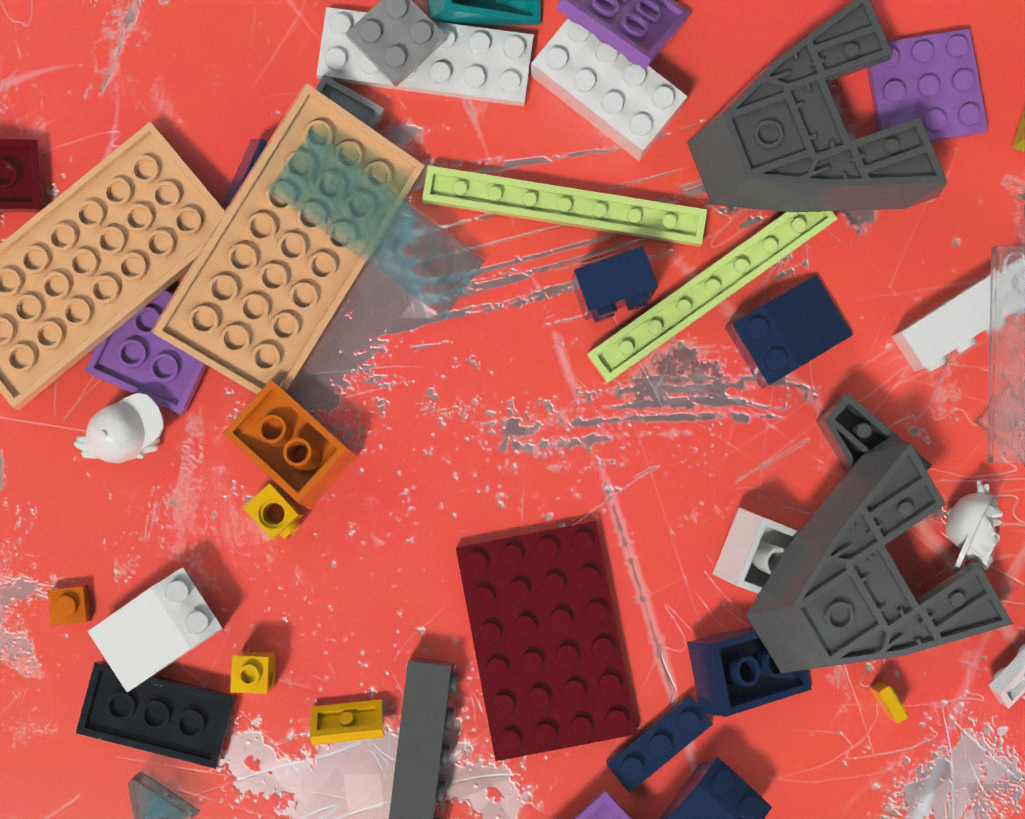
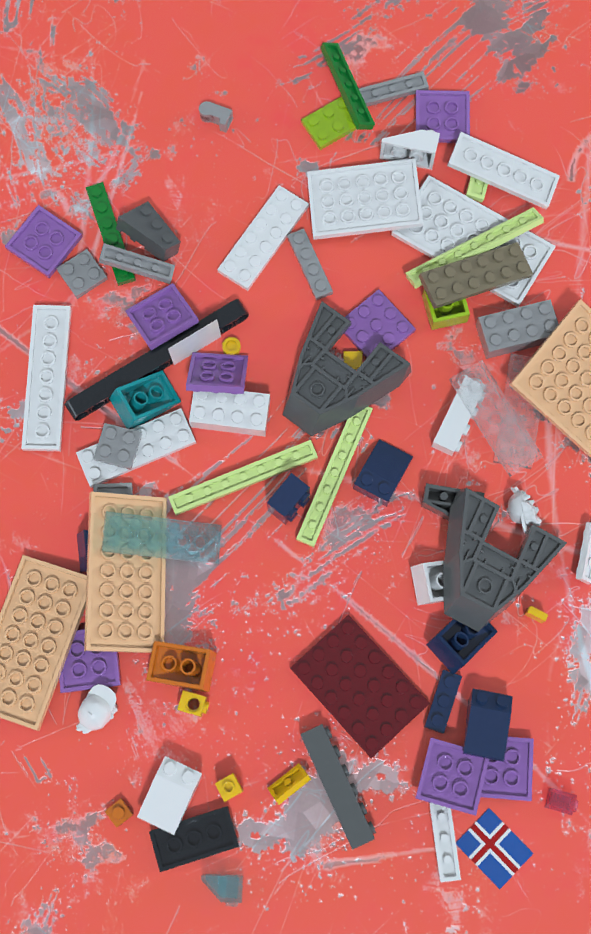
camera: 30 degrees left, 10 degrees down
(856, 119) = (353, 359): none -> yellow tile

